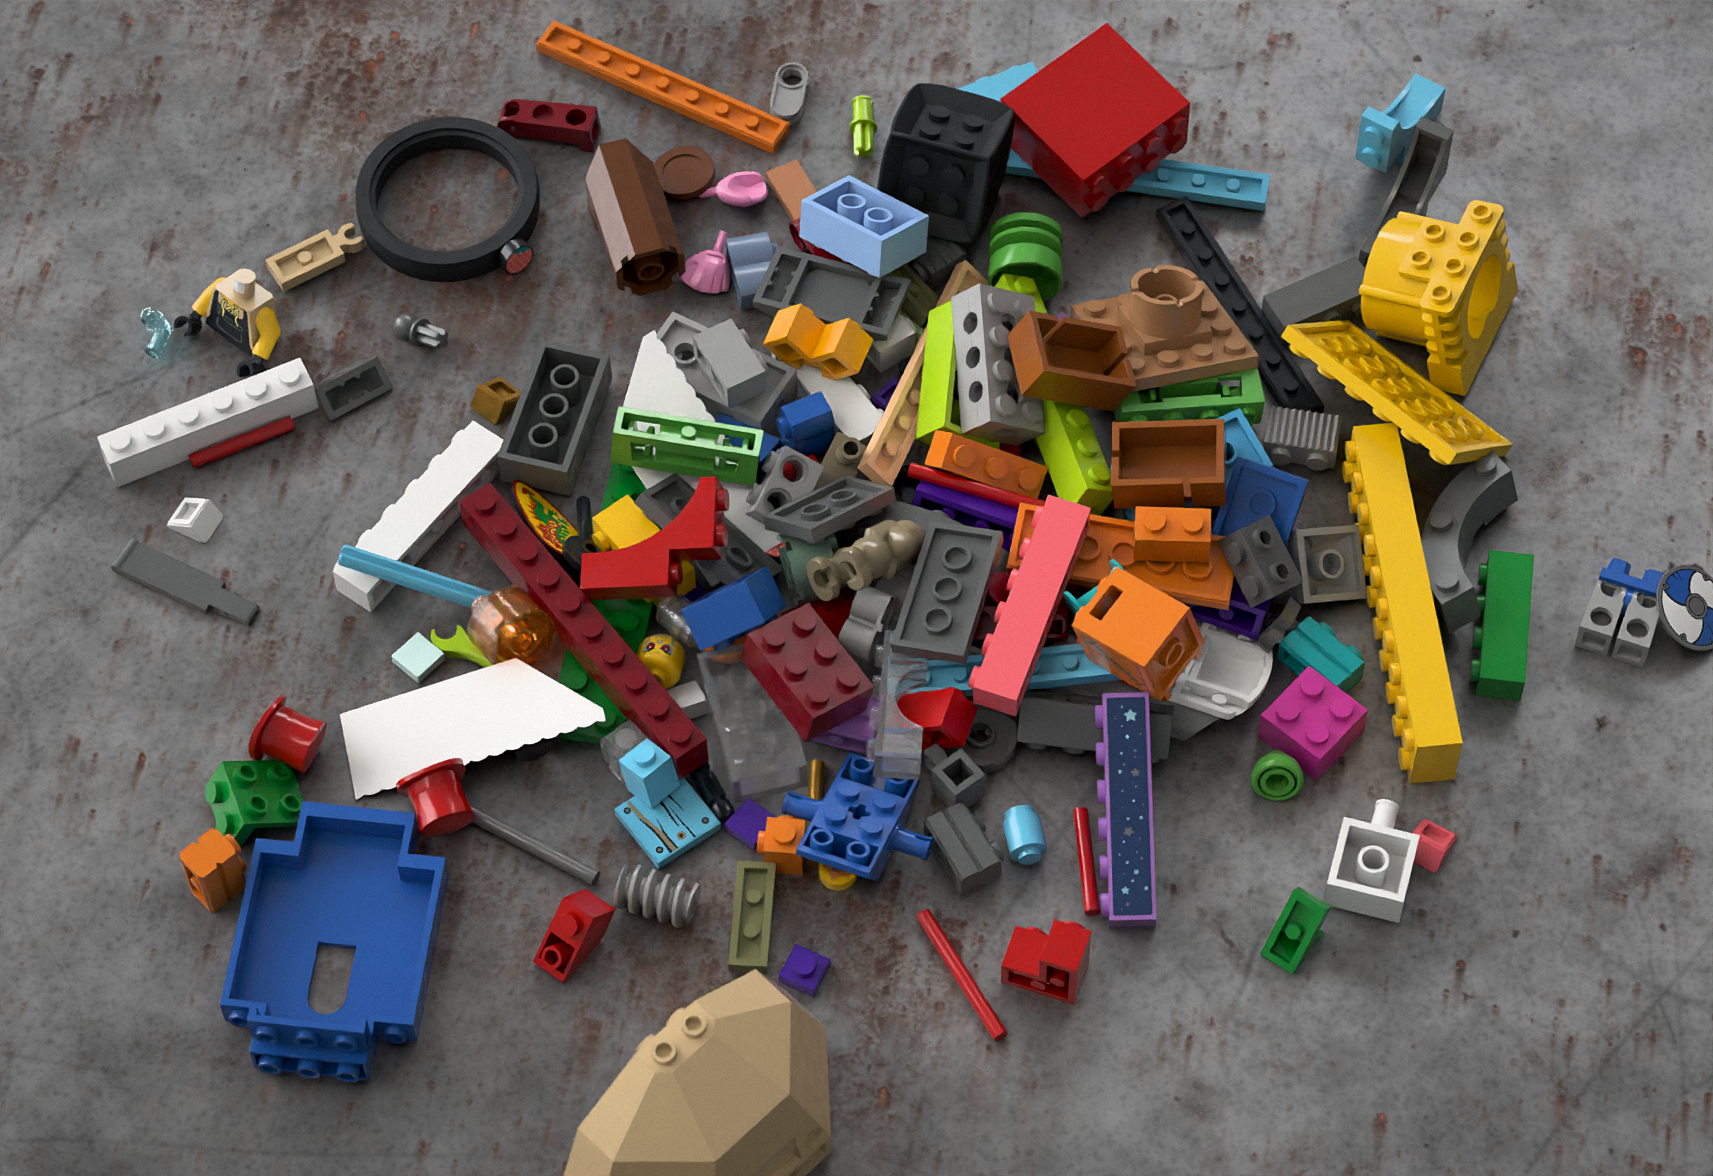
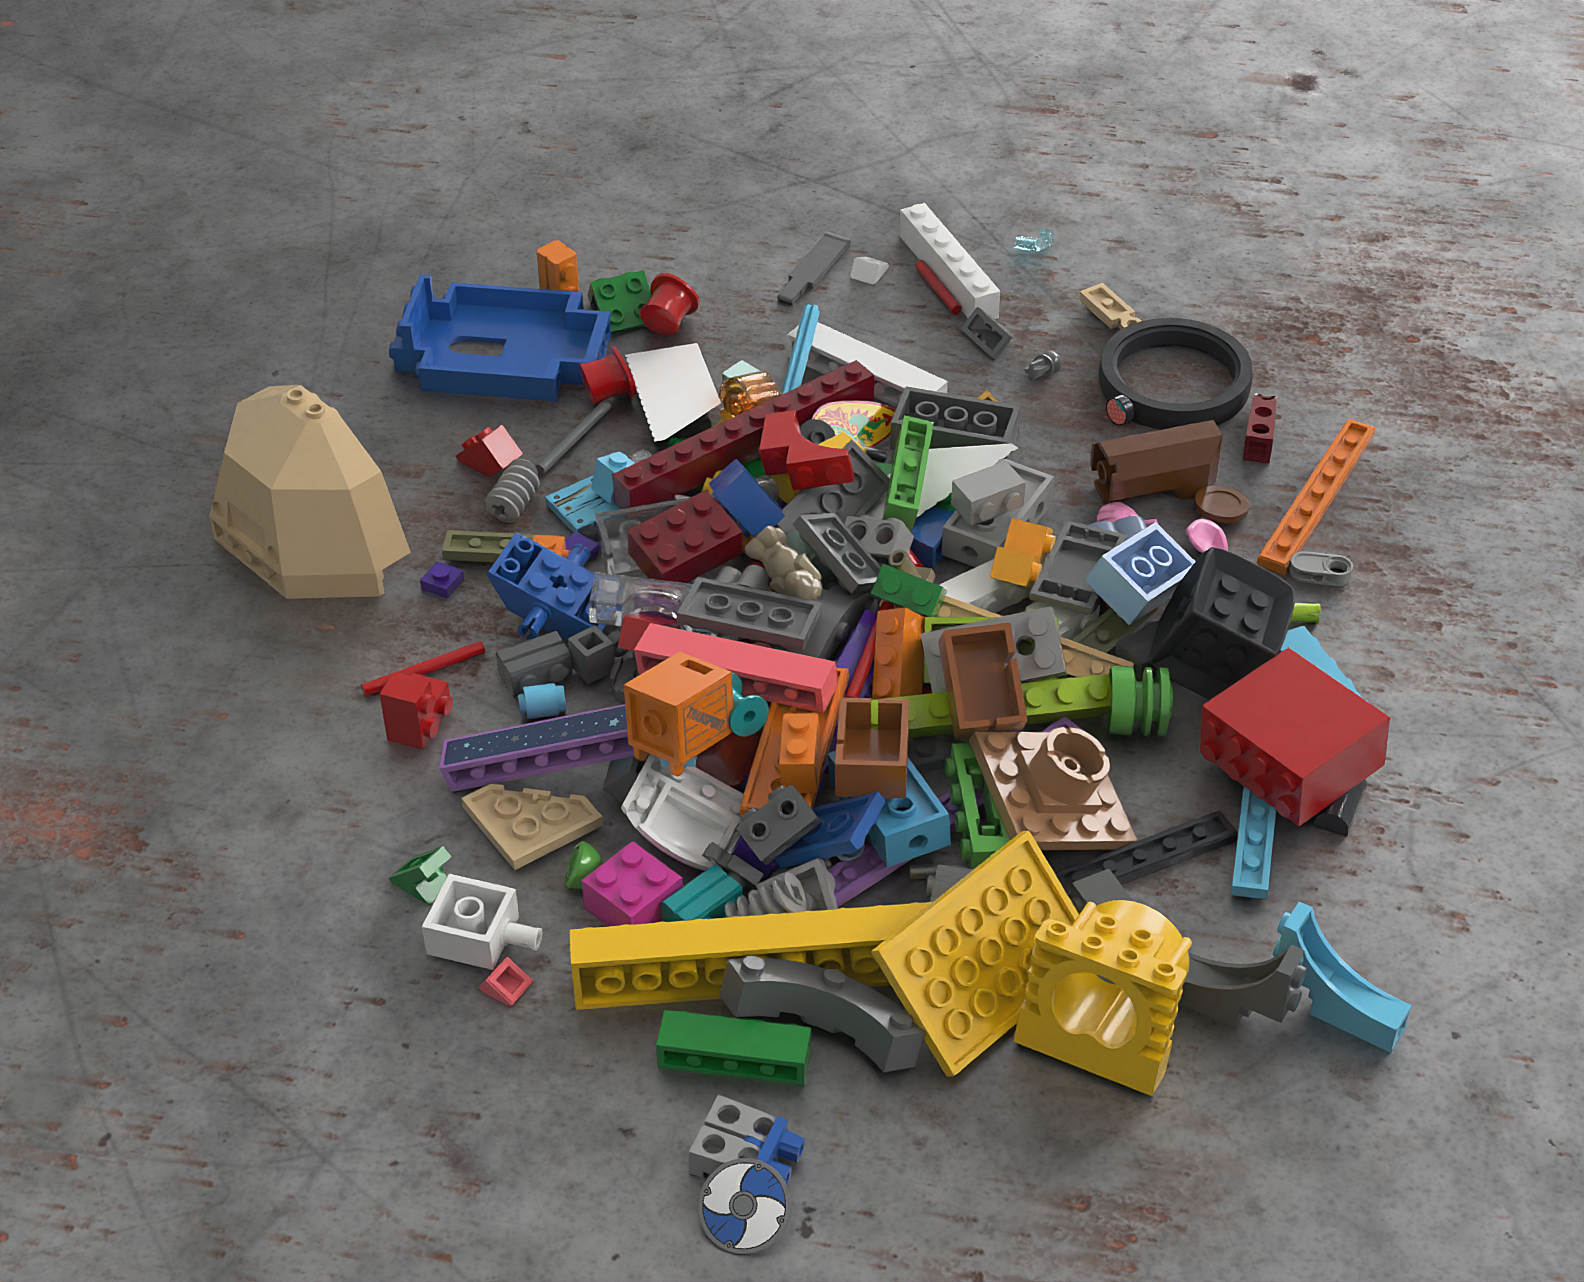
camera: 90 degrees right, 15 degrees down
(241, 314) = (1043, 271): torso -> none
(807, 425) = (944, 554): blue brick -> none
(899, 442) = (908, 591): none -> green piece
(1208, 836) = (529, 821): none -> tan plate
(1348, 585) = (779, 900): none -> light grey piece

